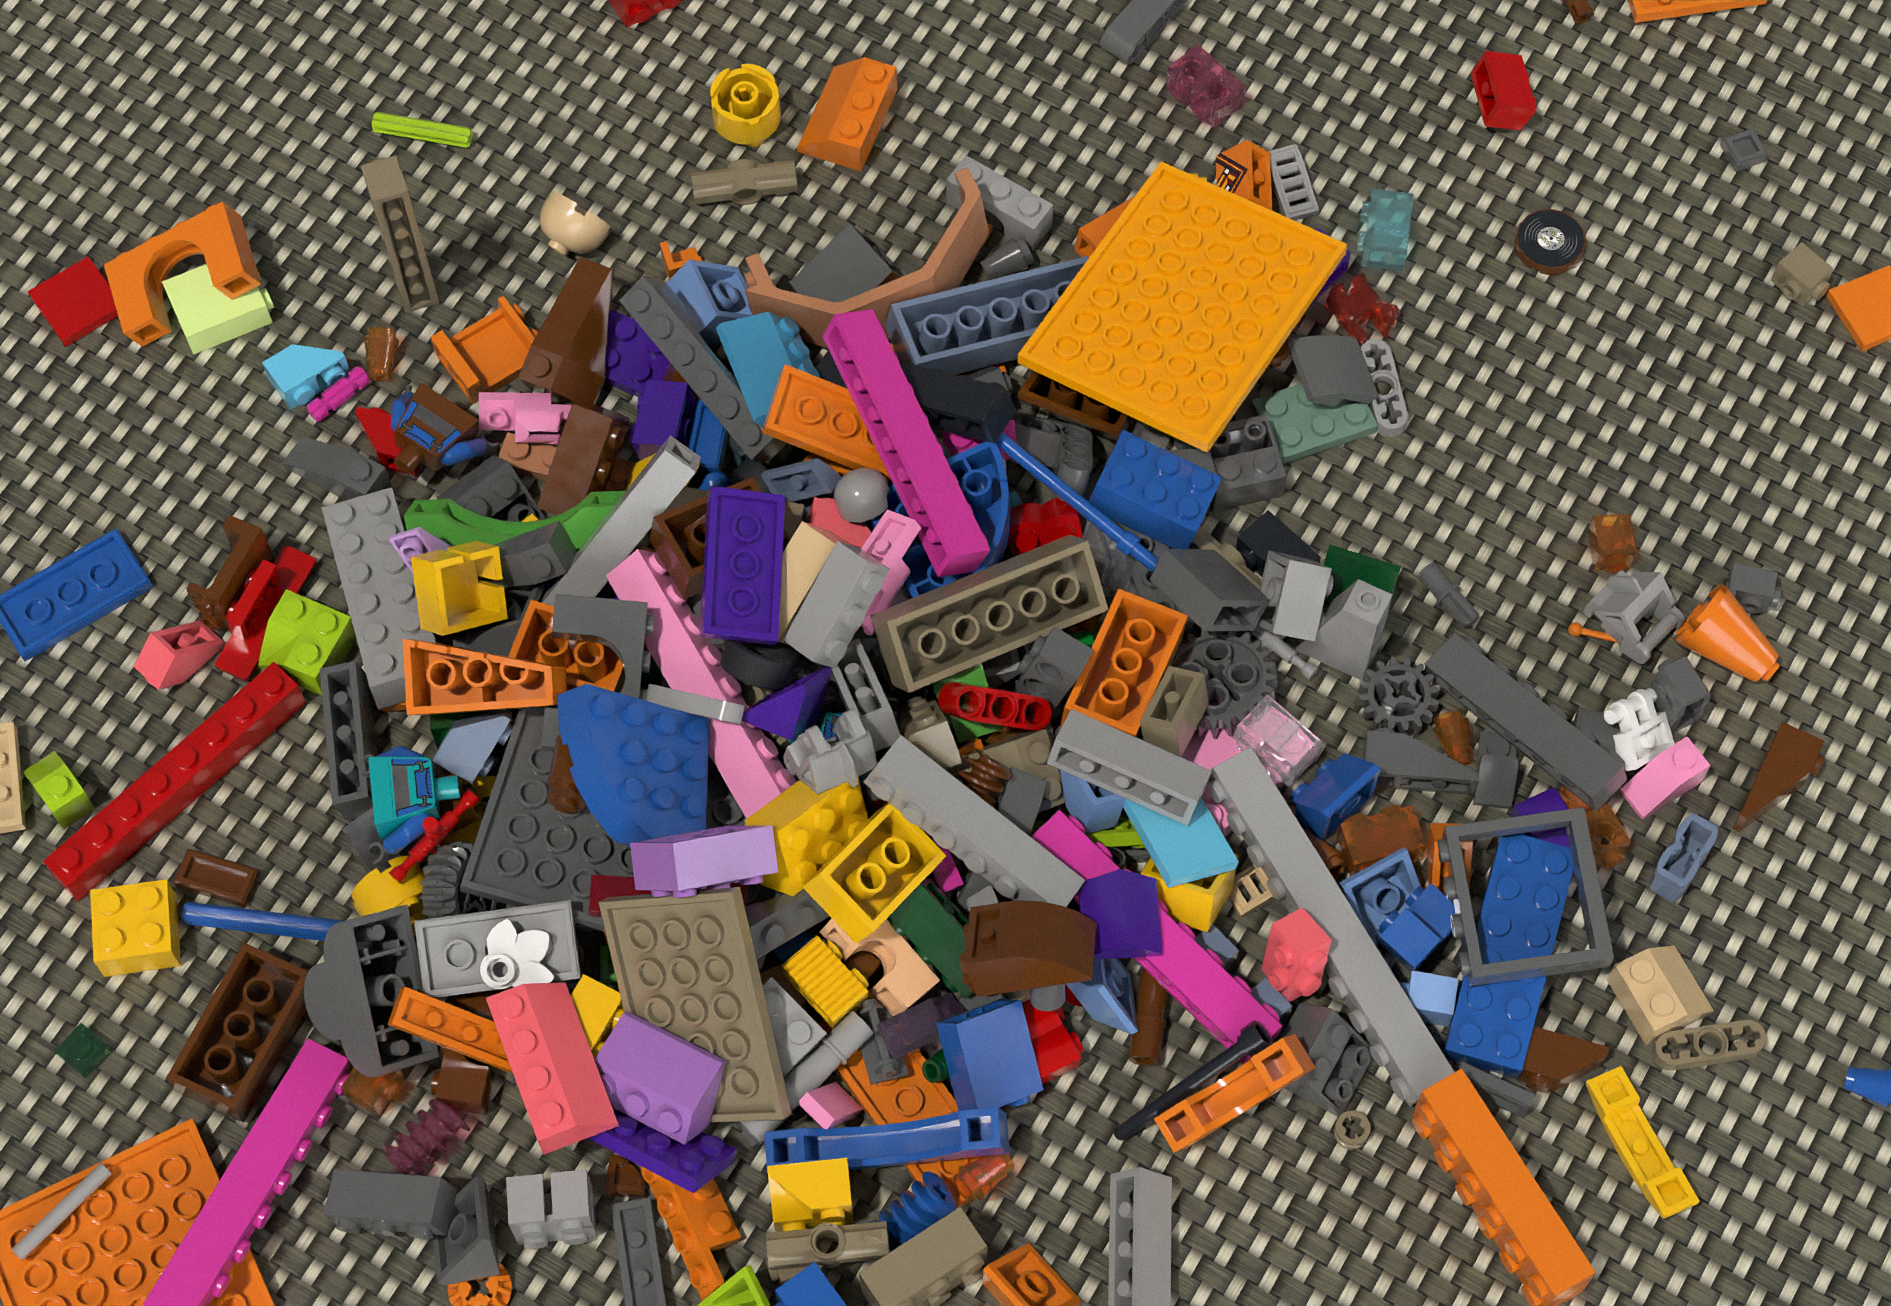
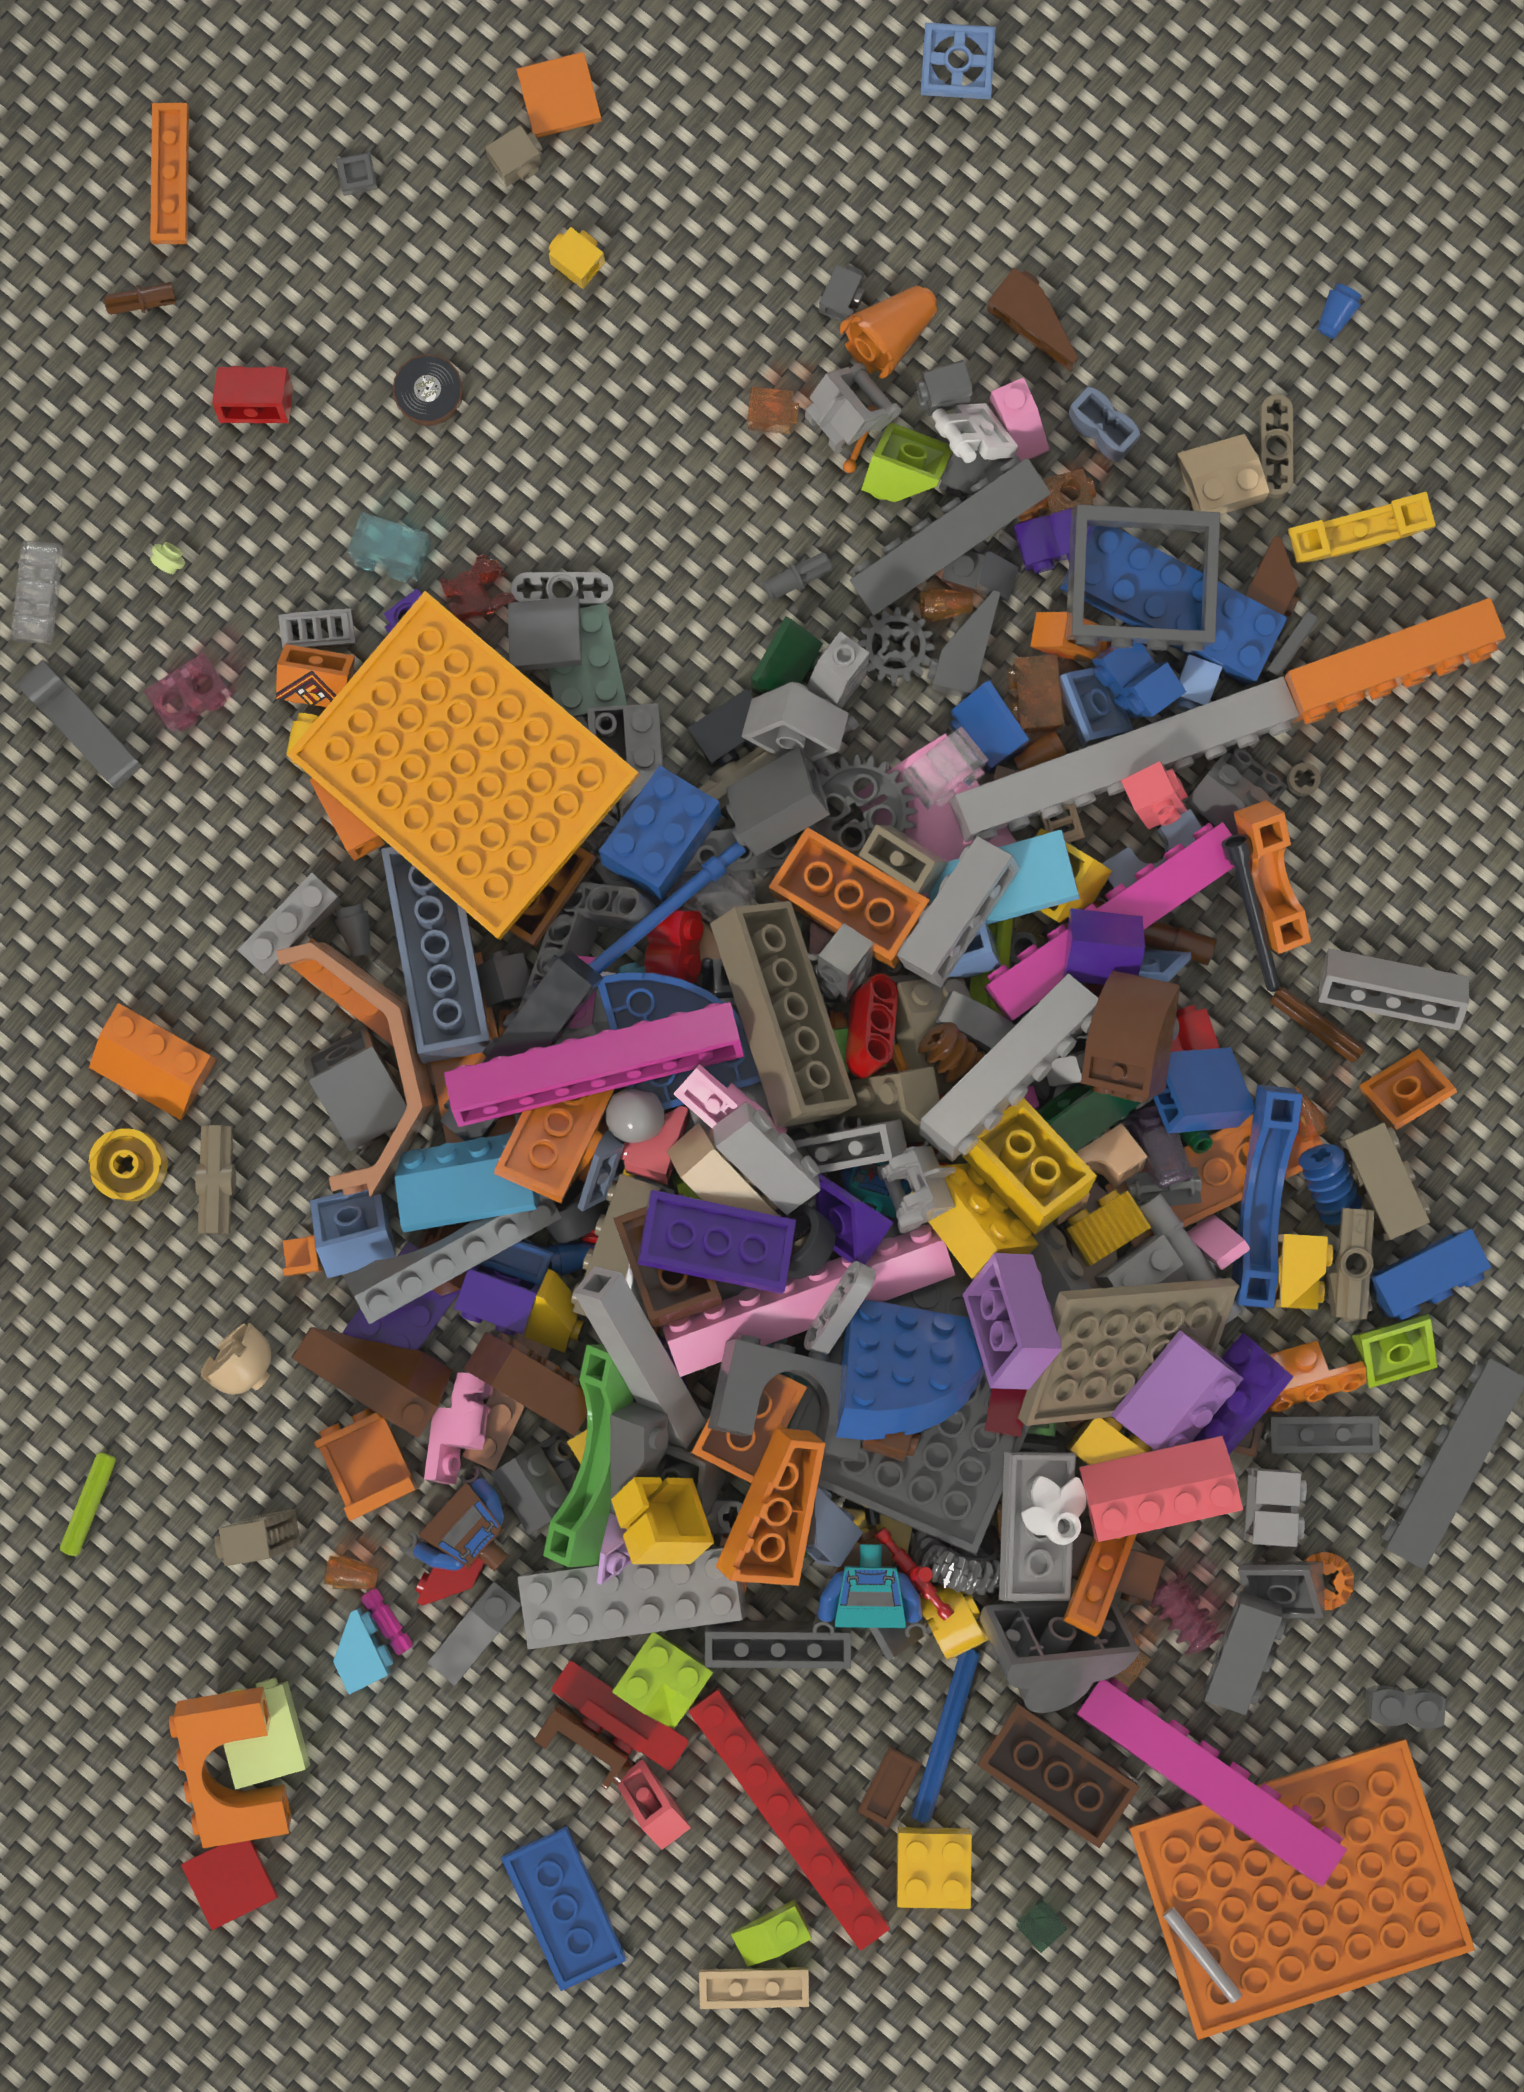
camera: 75 degrees left, 20 degrees up
(1086, 1186) = (1317, 1024): none -> reddish brown axle
(1329, 50) = (167, 557): none -> yellowish green plate
(1589, 668) = (905, 464): none -> lime slope
(1718, 345) = (576, 256): none -> yellow brick

